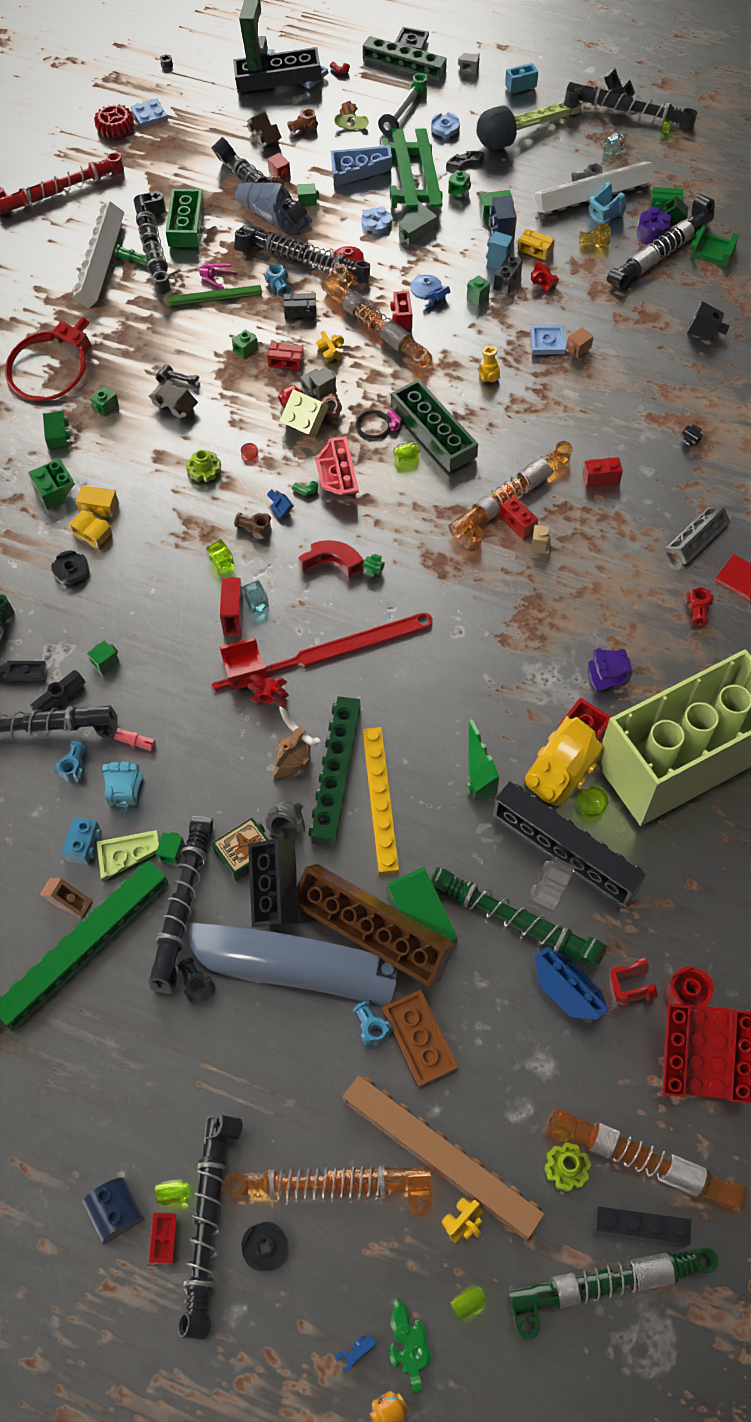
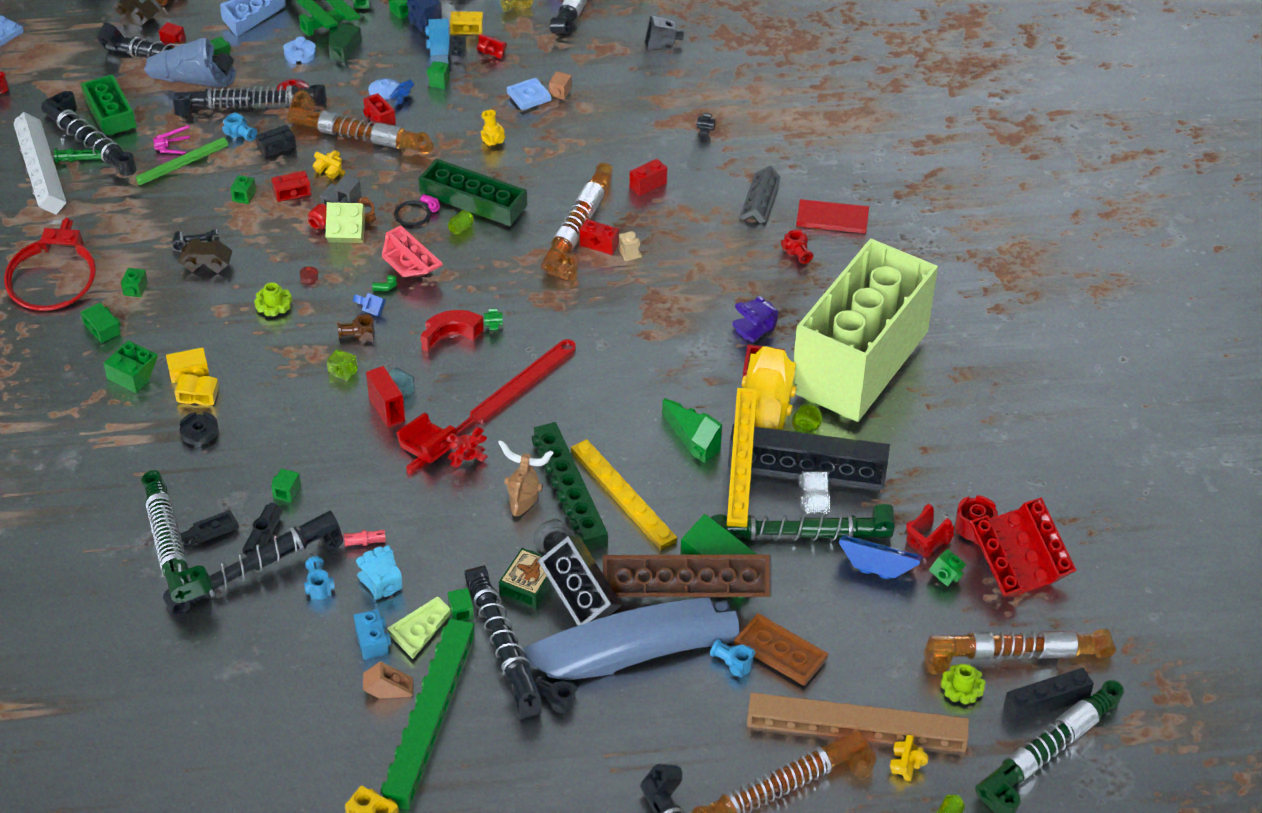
camera: 30 degrees left, 15 degrees down
(494, 822) = (741, 457): none -> yellow plate
(628, 1032) = (948, 567): none -> green brick

